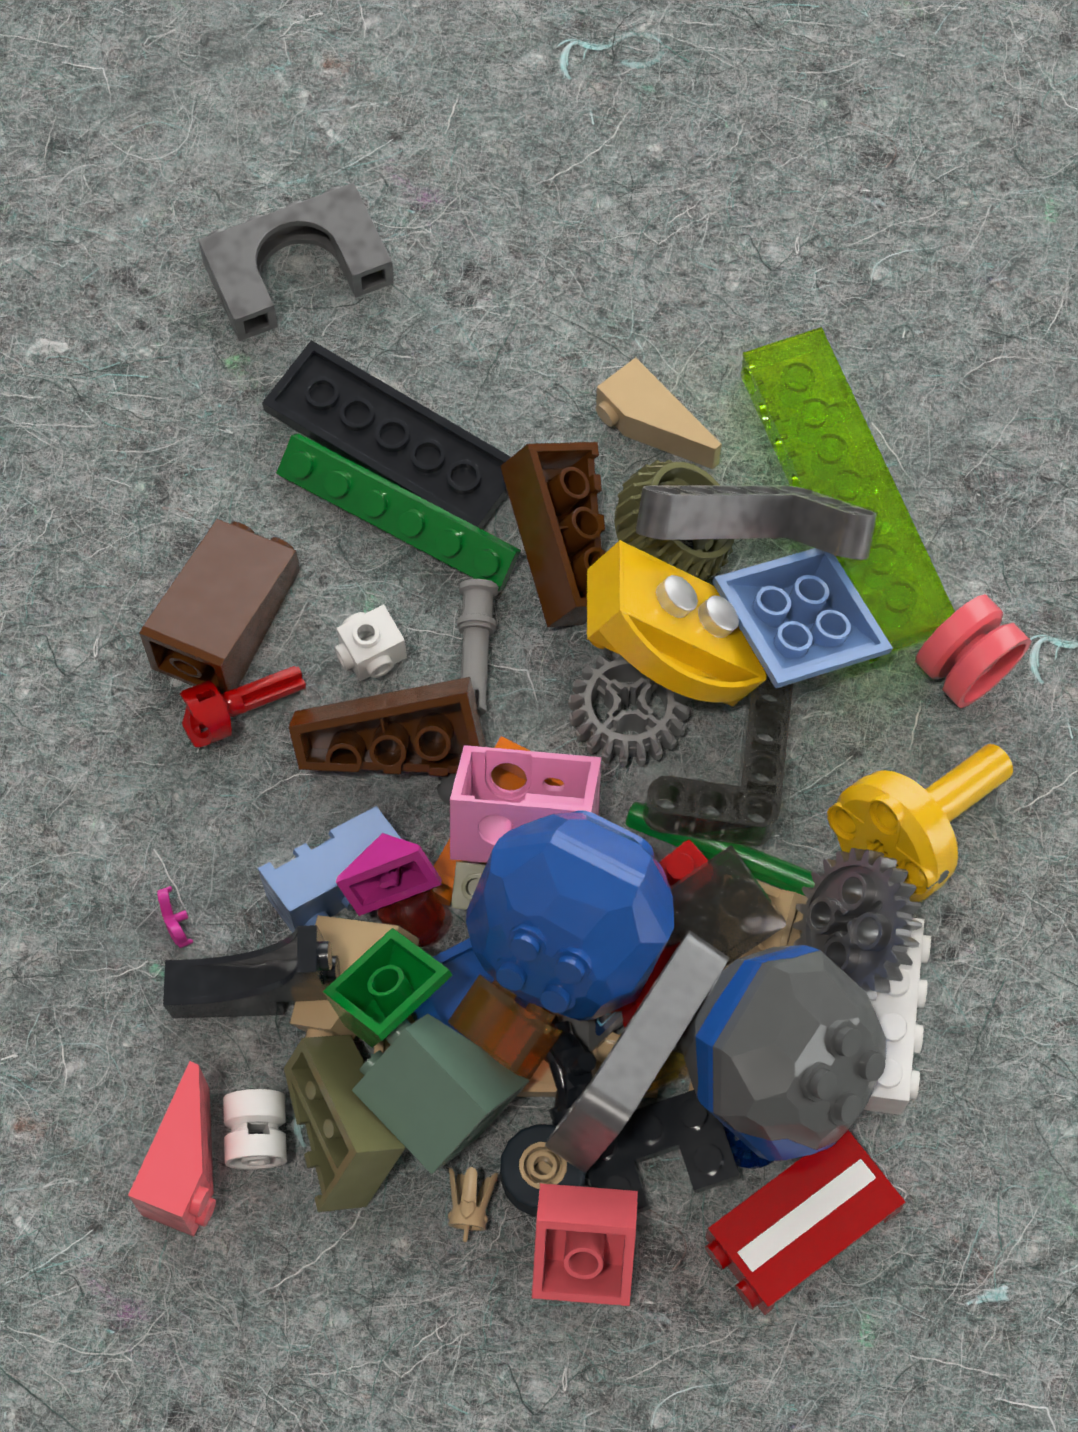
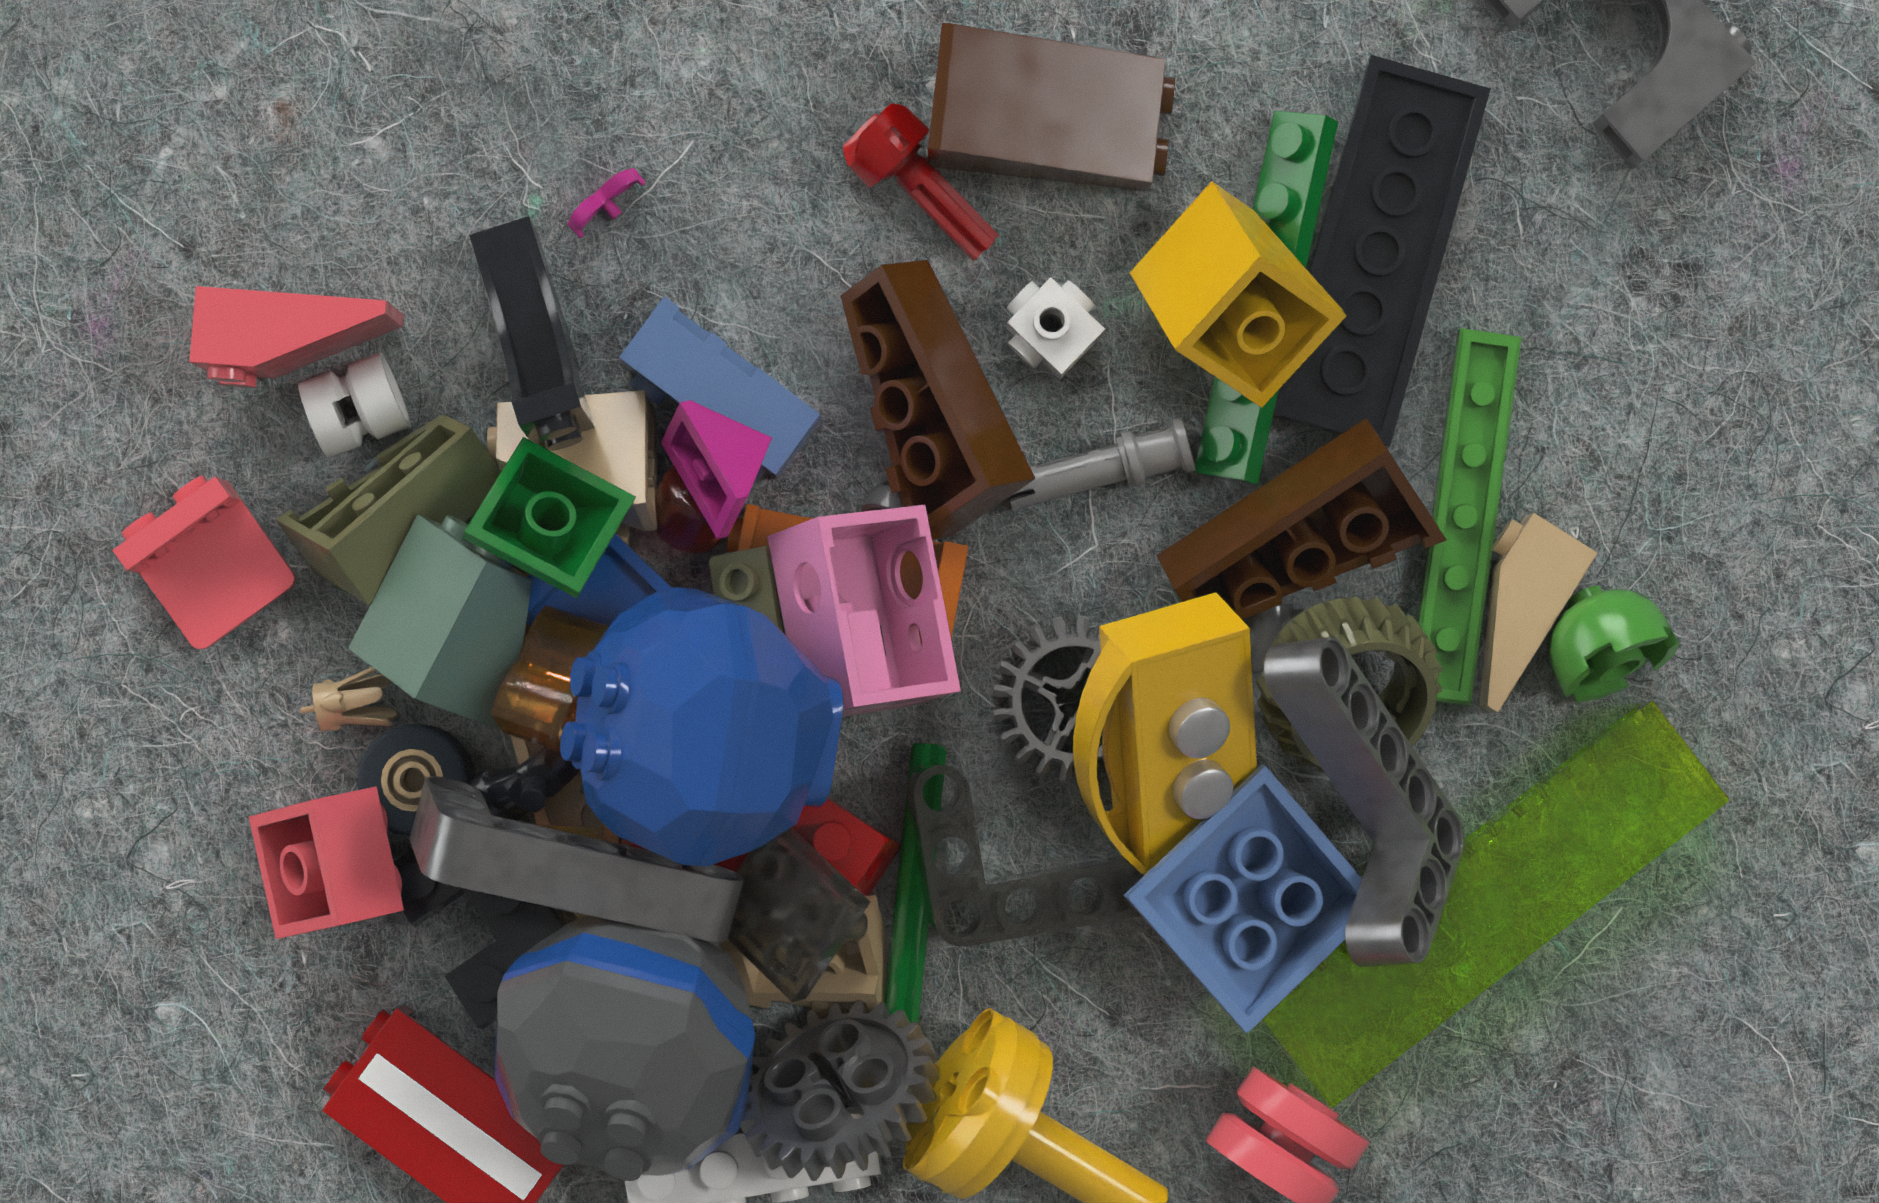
camera: 75 degrees right, 20 degrees up
(332, 1276) = (206, 560): none -> coral bracket
(389, 515) = (1235, 296): none -> yellow slope
(548, 422) = (1467, 504): none -> bright green tile
(694, 371) = (1607, 639): none -> bright green cylinder

